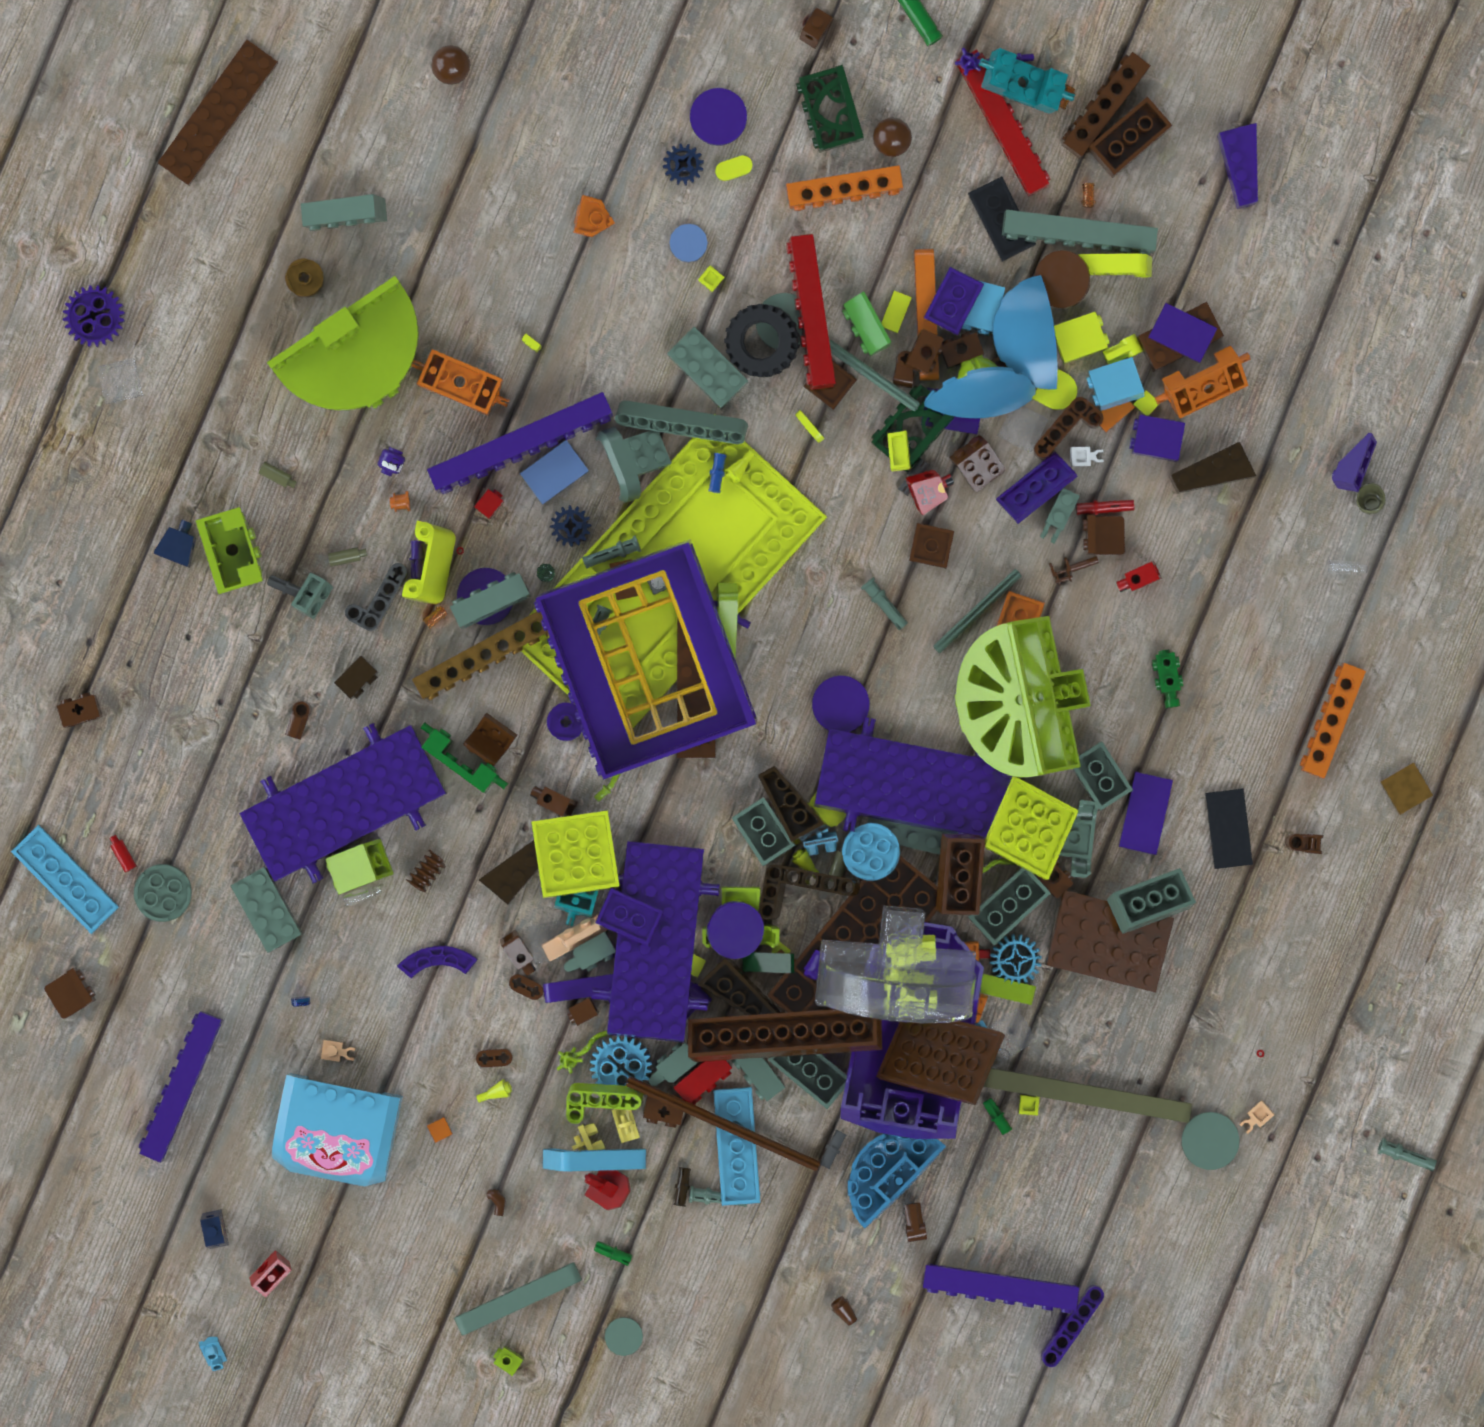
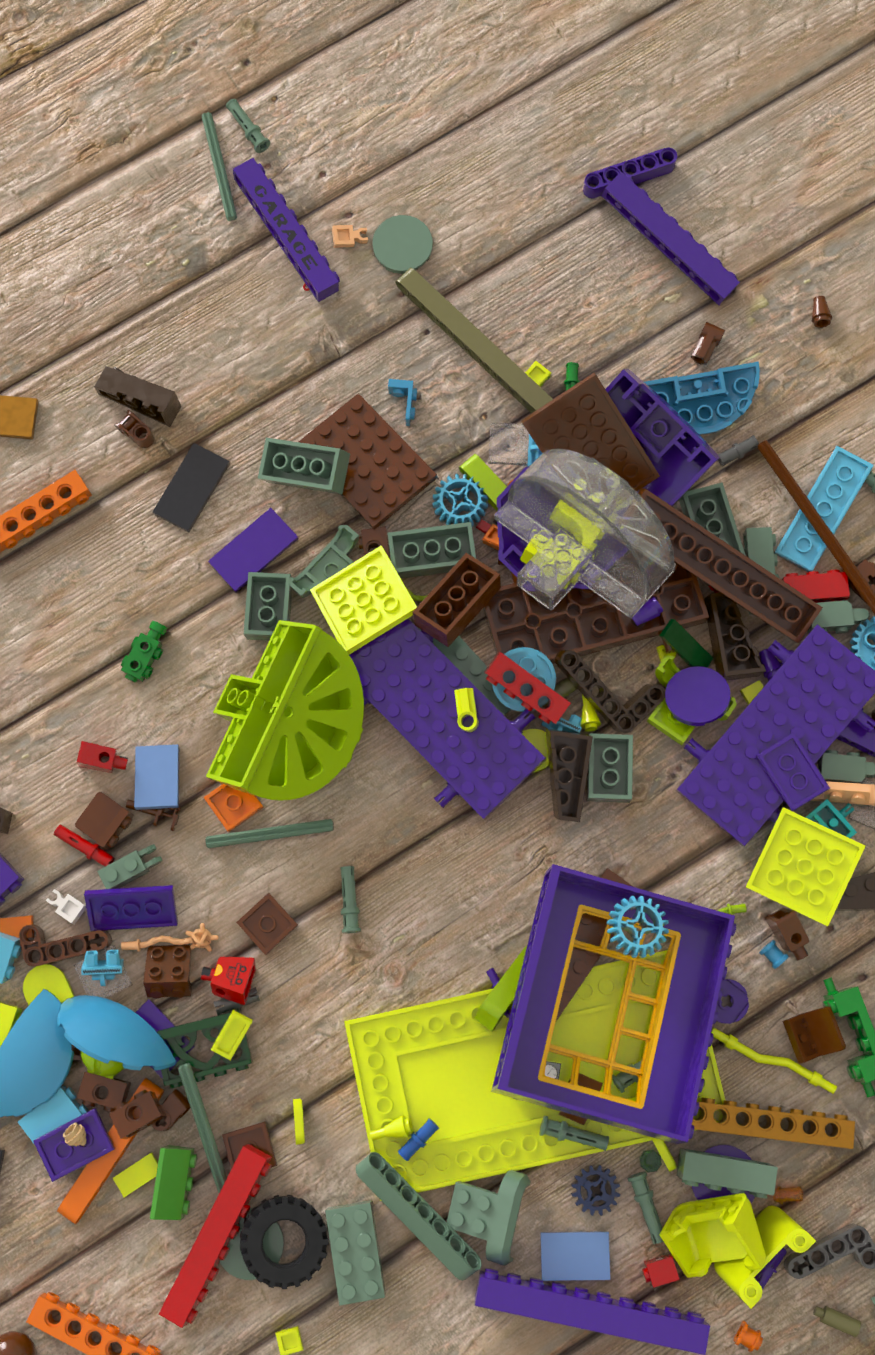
camera: 140 degrees left, 10 degrees down
(468, 711) = (813, 1077): none -> neon yellow bar
(473, 552) = (713, 1232): none -> neon yellow windscreen
(533, 545) = (644, 1197): none -> sand green pin
(538, 584) = (665, 1154): none -> neon yellow tile
(554, 779) = (773, 954): none -> dark azure bush
(671, 729) = (628, 925): none -> medium azure gear
(840, 703) = (455, 836): dark purple tile -> none
(893, 848) = (557, 704): none -> red brick
(897, 798) = (466, 707): none -> neon yellow piece
(956, 308) = (75, 1135): none -> tan plate
(972, 501) = (199, 938): none -> light nougat piece
(1024, 431) = (102, 969): none -> medium azure hips
(1089, 593) = (156, 777): none -> medium blue tile
(1125, 1017) = (404, 387): none -> dark azure bracket
(1310, 1087) = (286, 230): none -> dark purple brick
(1323, 870) = (139, 395): none -> dark brown wedge
(1404, 1105) = (219, 167): none -> sand green axle

